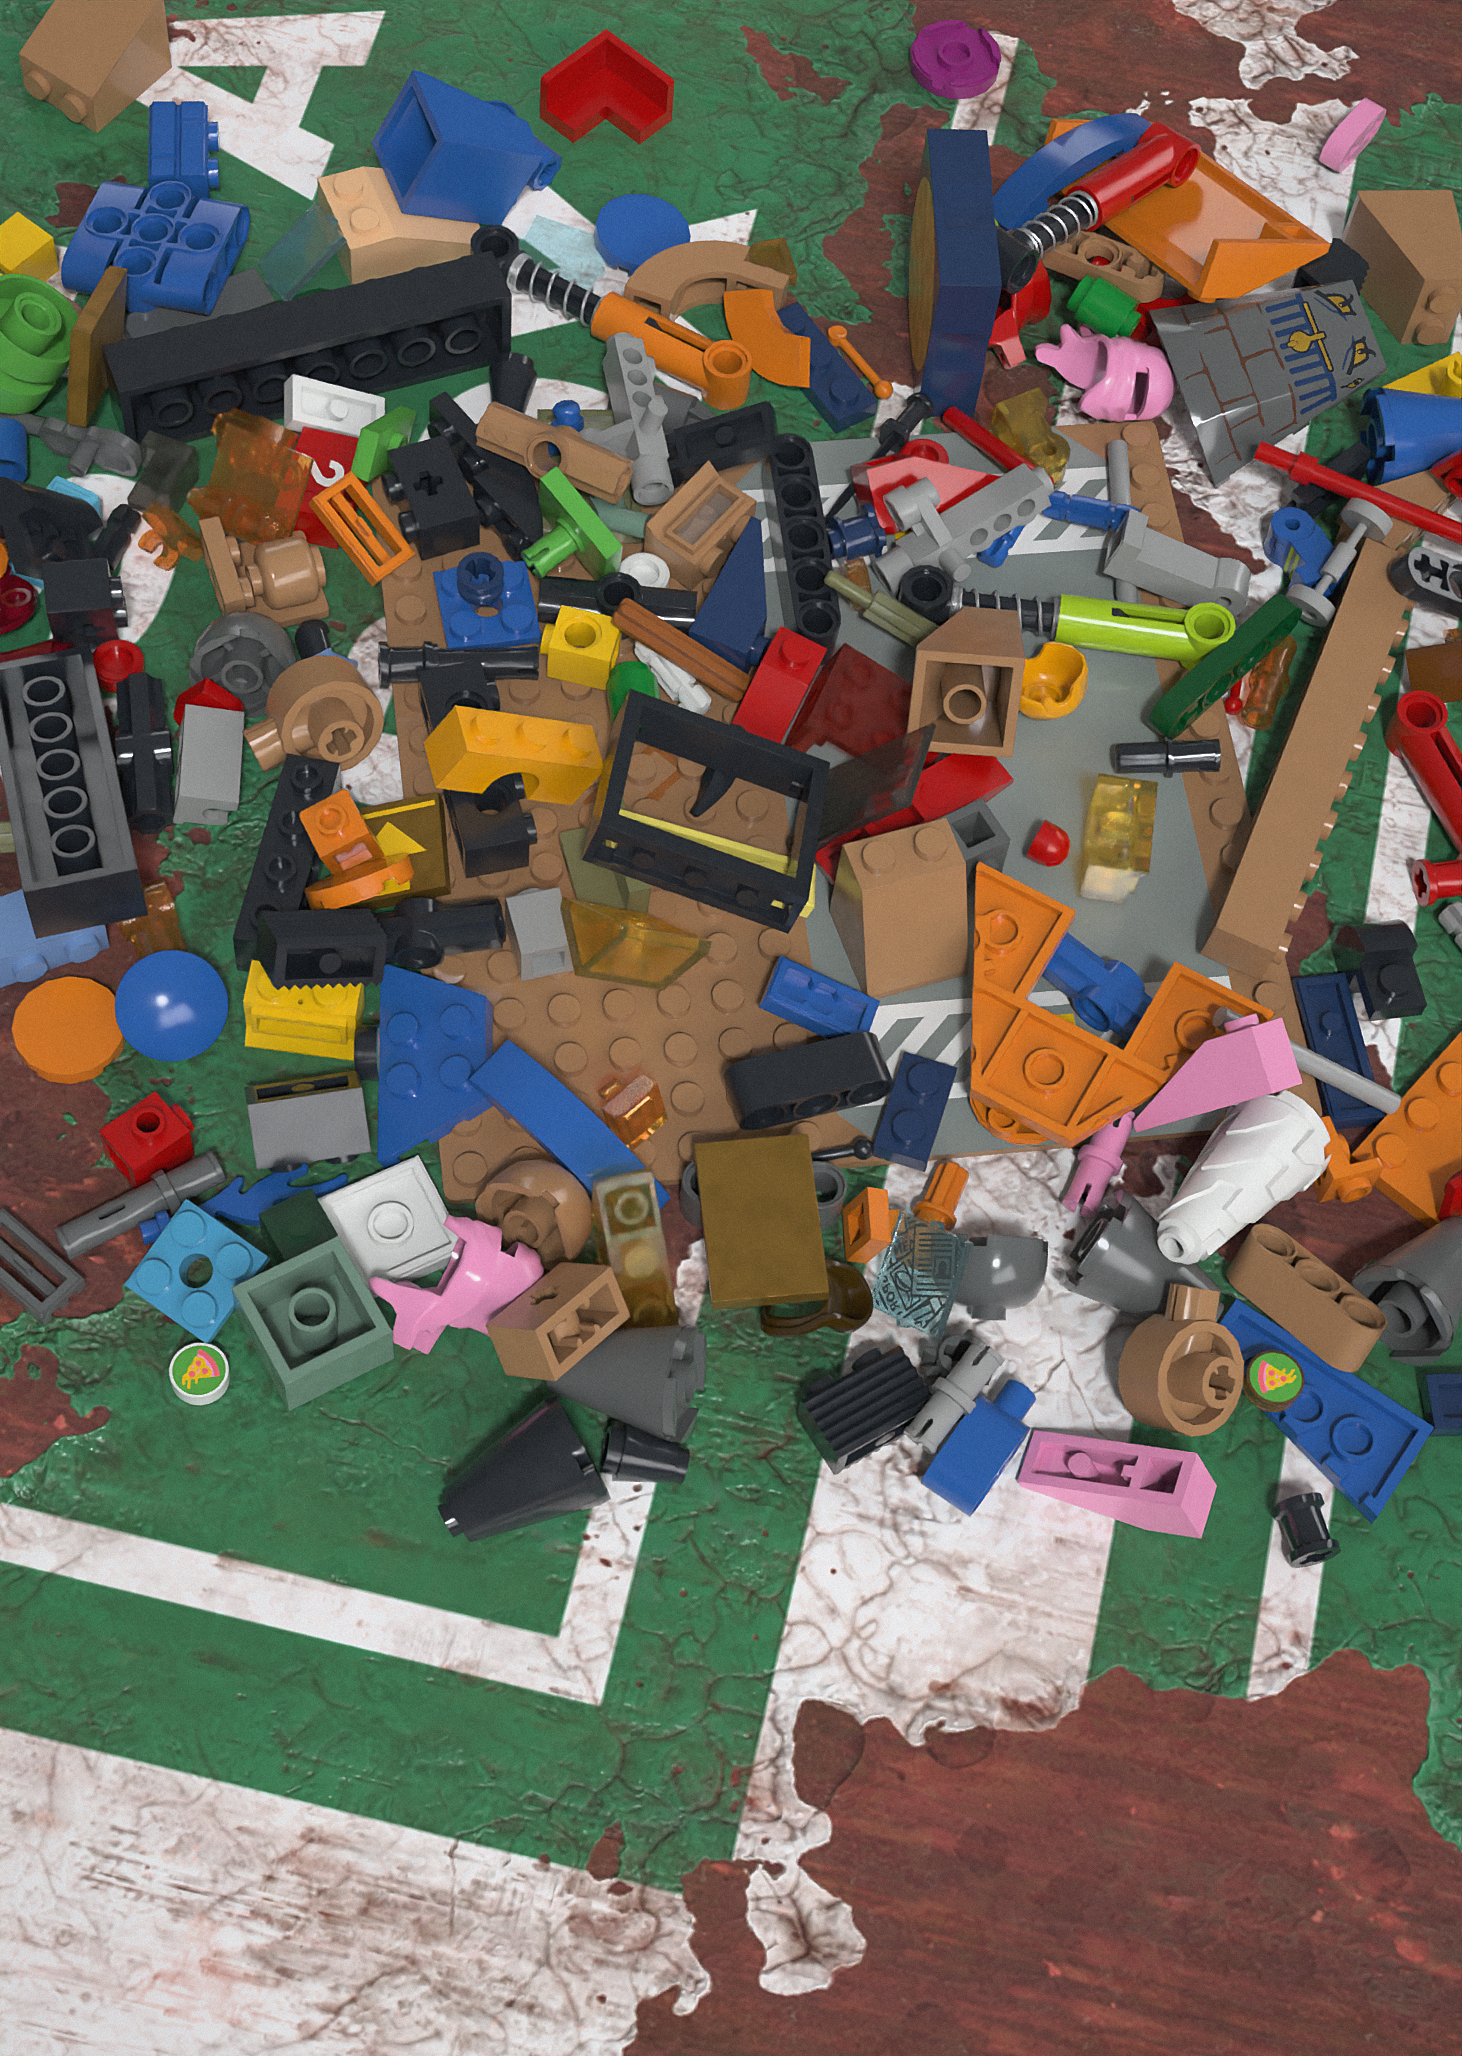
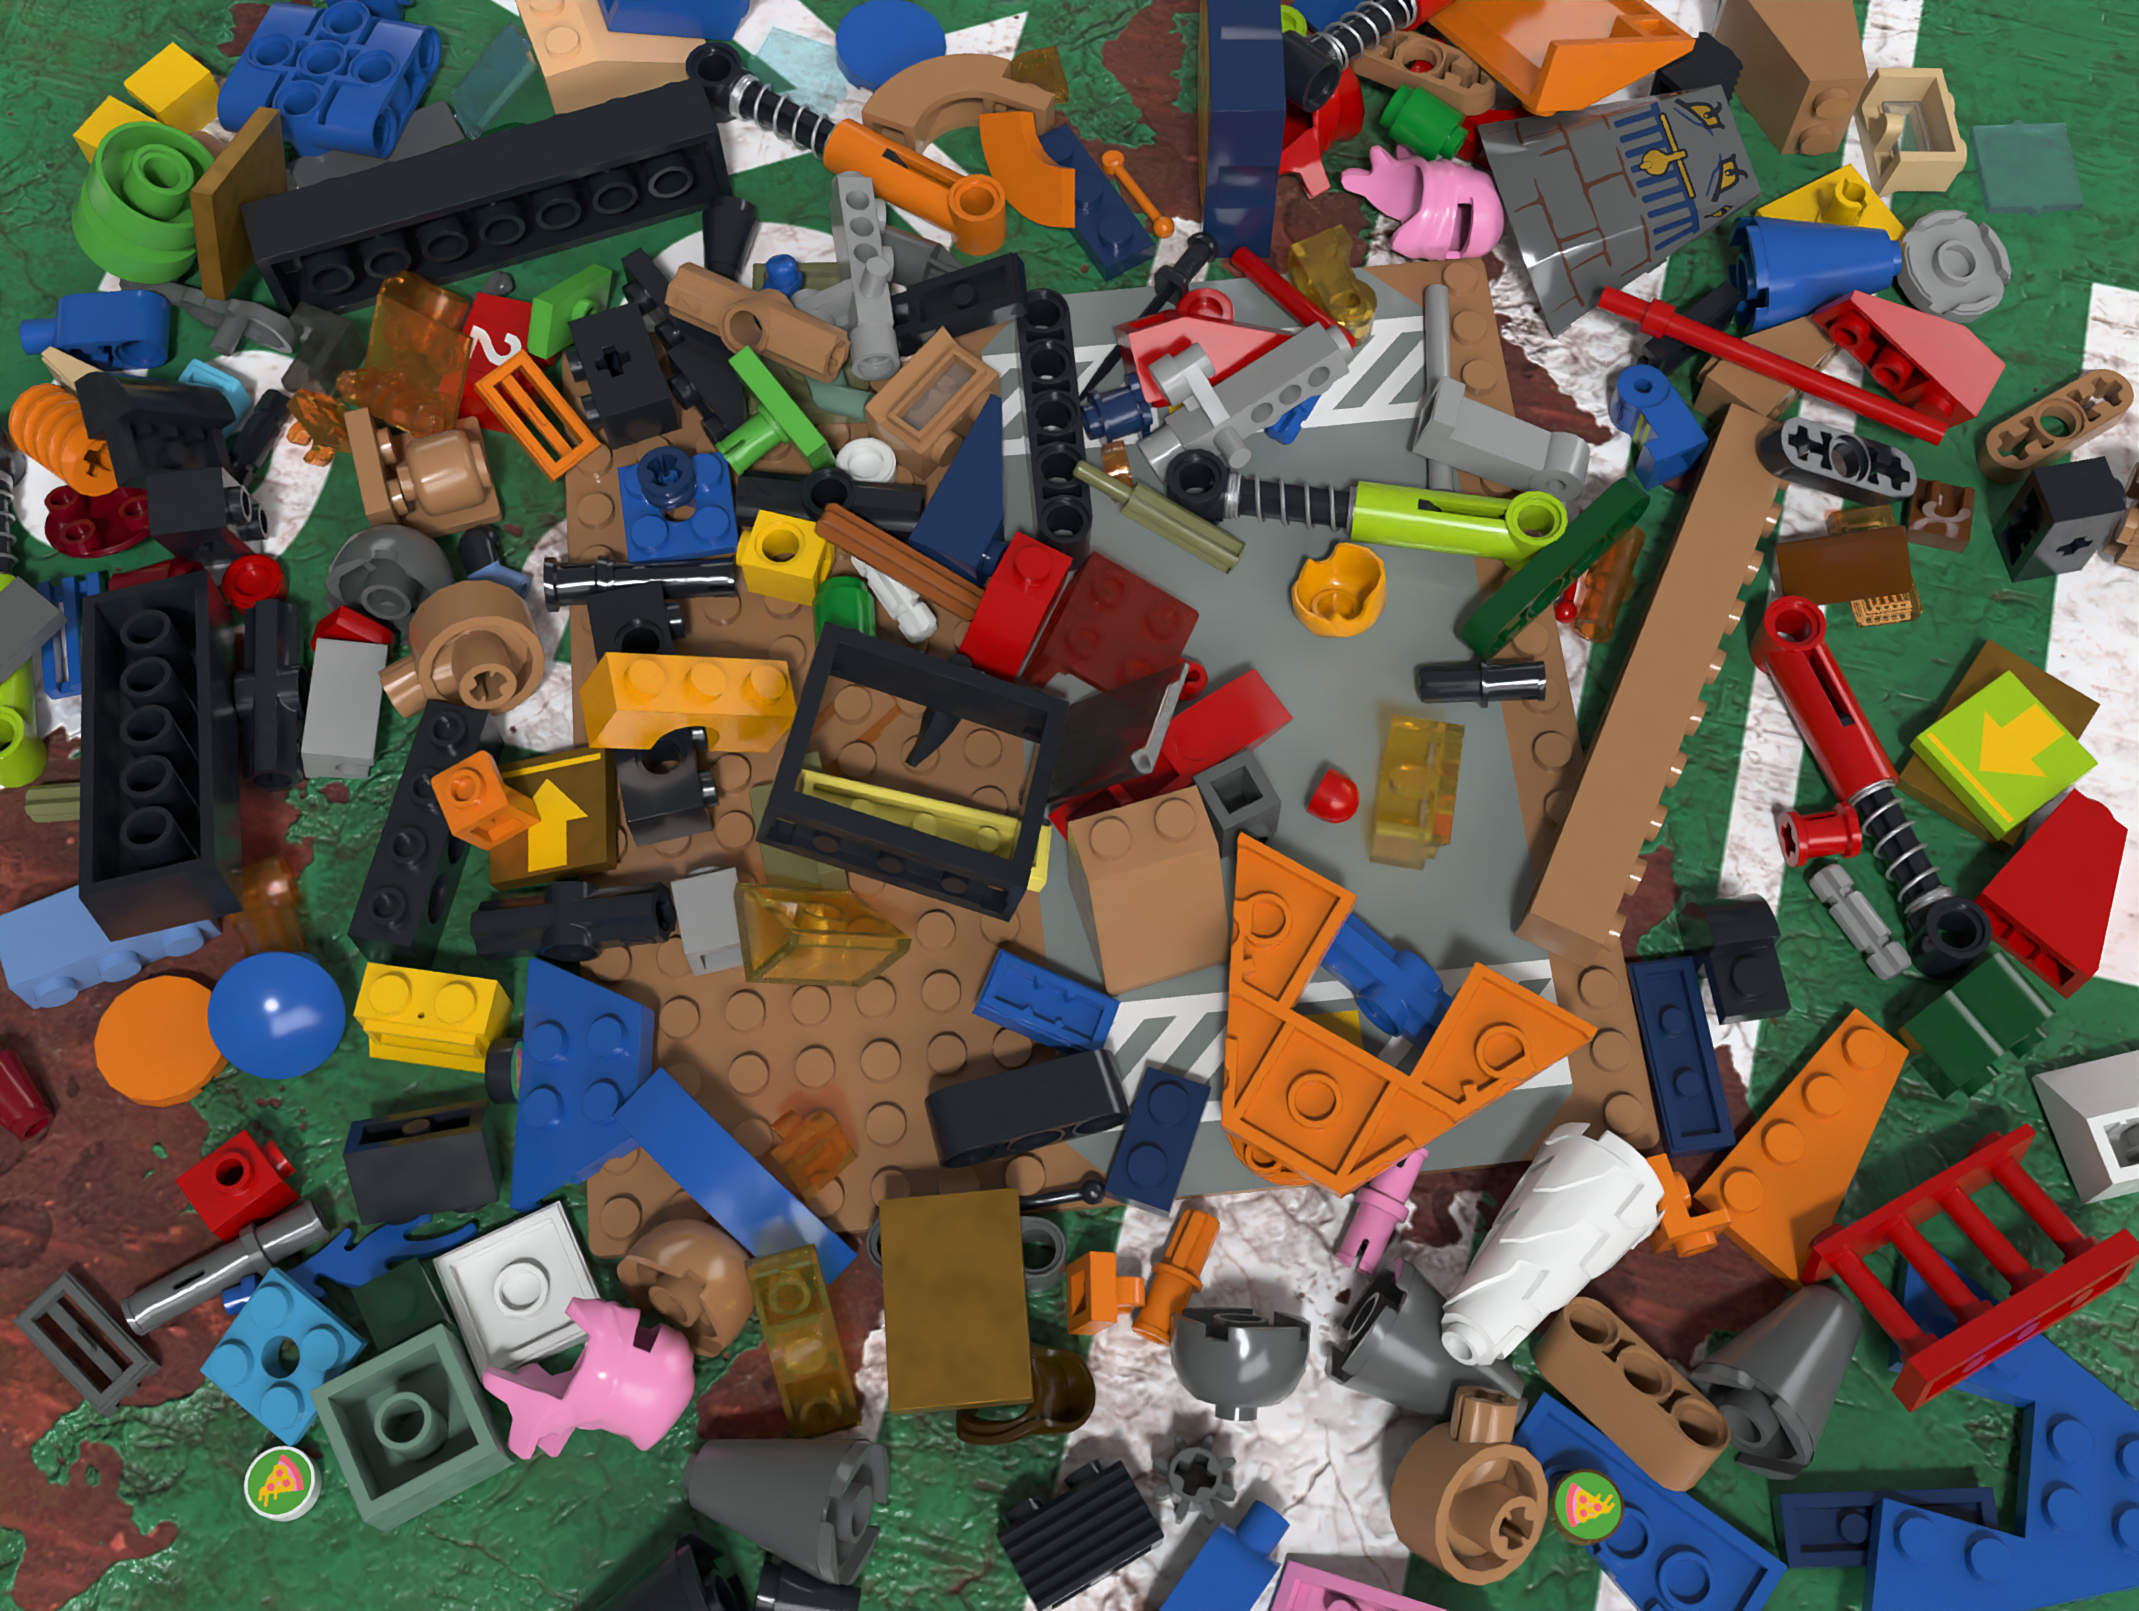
camera: 10 degrees right, 5 degrees up
(321, 947) = (442, 953): black brick -> none
(328, 407) = (511, 267): white plate -> none
(359, 882) = (498, 864): orange tile -> none
(558, 1321) = (697, 1438): medium nougat brick -> none
(921, 1274) = (1151, 1366): clear light blue piece -> none
(954, 1396) = (1183, 1534): light grey pin -> none
(970, 683) = (1235, 603): medium nougat slope -> none
(1086, 510) = (1395, 374): blue axle -> none
(1225, 1072) = (1545, 1113): bright pink slope -> none
(1329, 1071) = (1637, 1085): light grey bar -> none
(1366, 521) = (1731, 384): light grey wheel -> none

